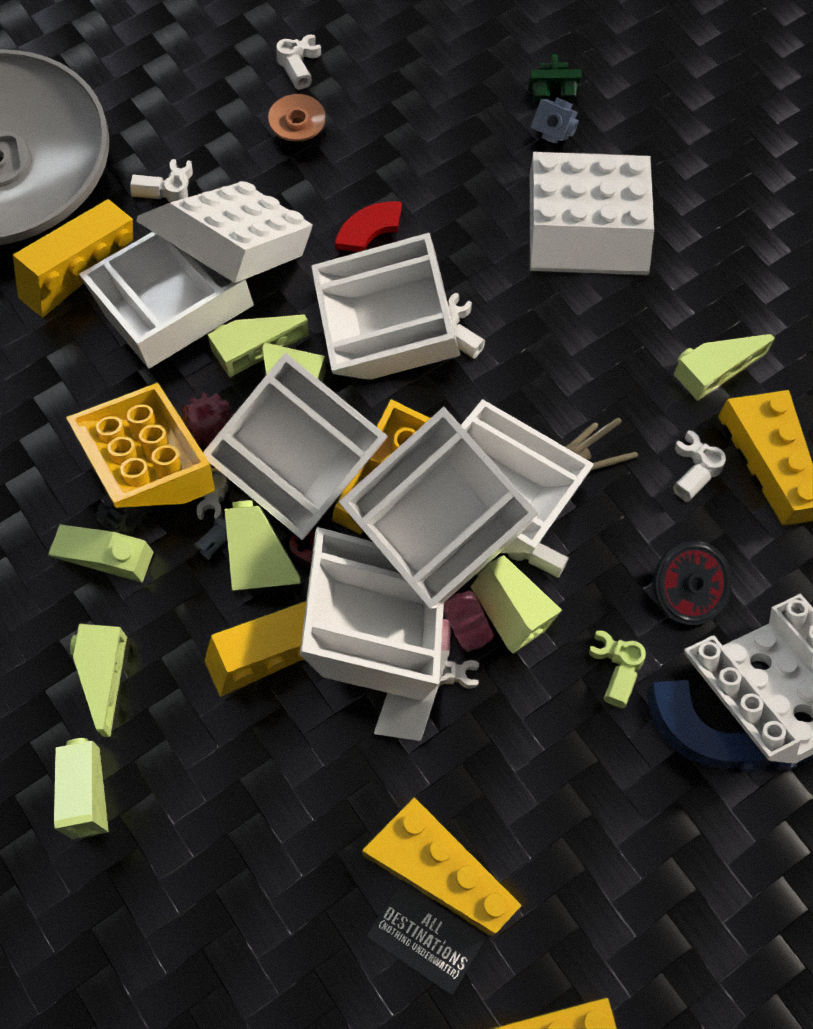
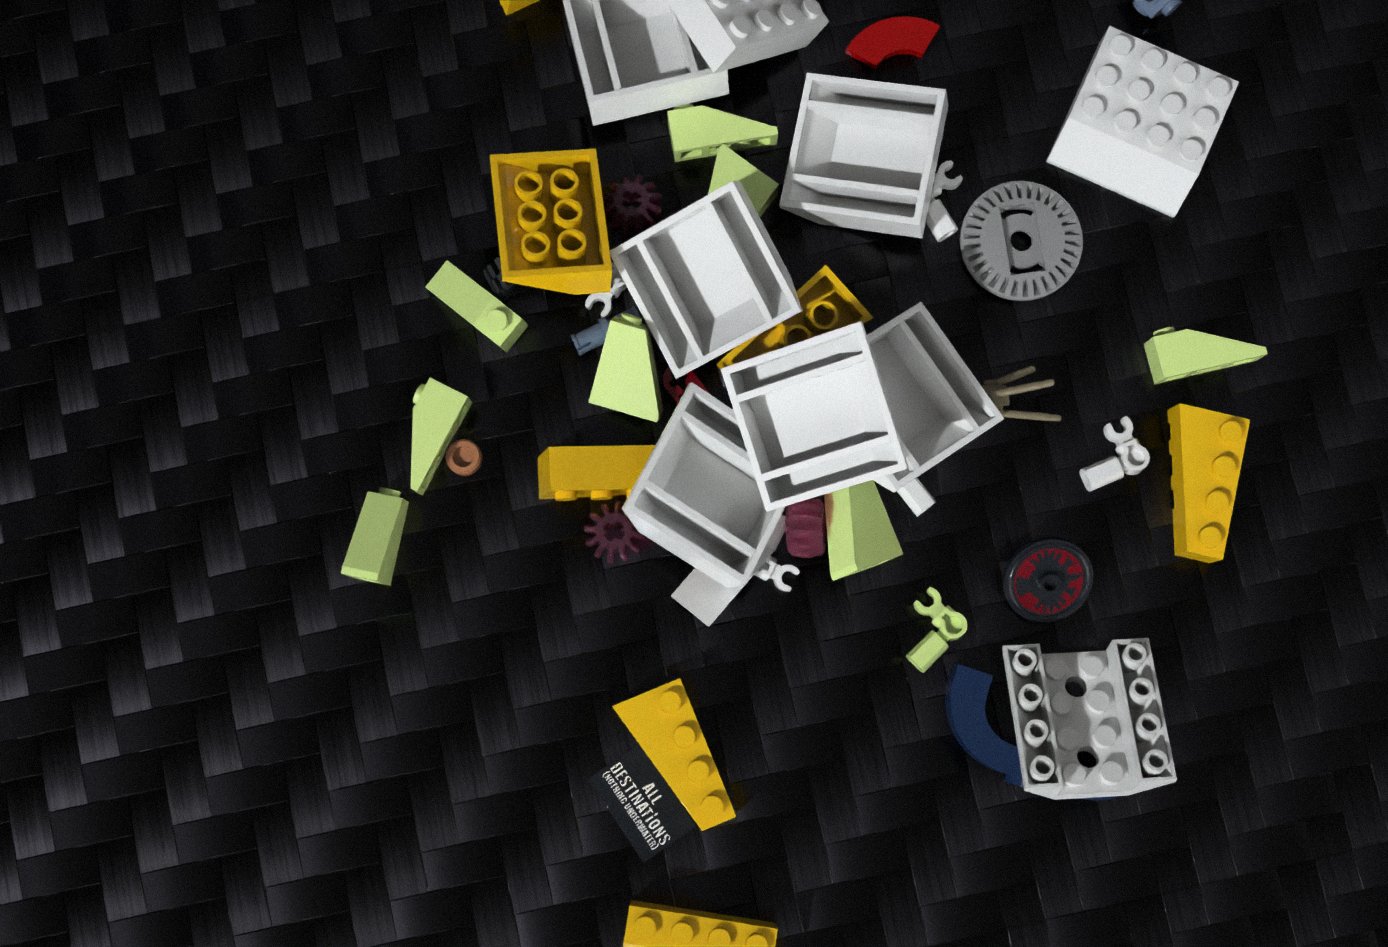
camera: 25 degrees right, 15 degrees up
(136, 686) = (464, 457): none -> nougat tile
(293, 686) = (615, 545): none -> clear pink gear
(558, 313) = (1053, 234): none -> light grey piece

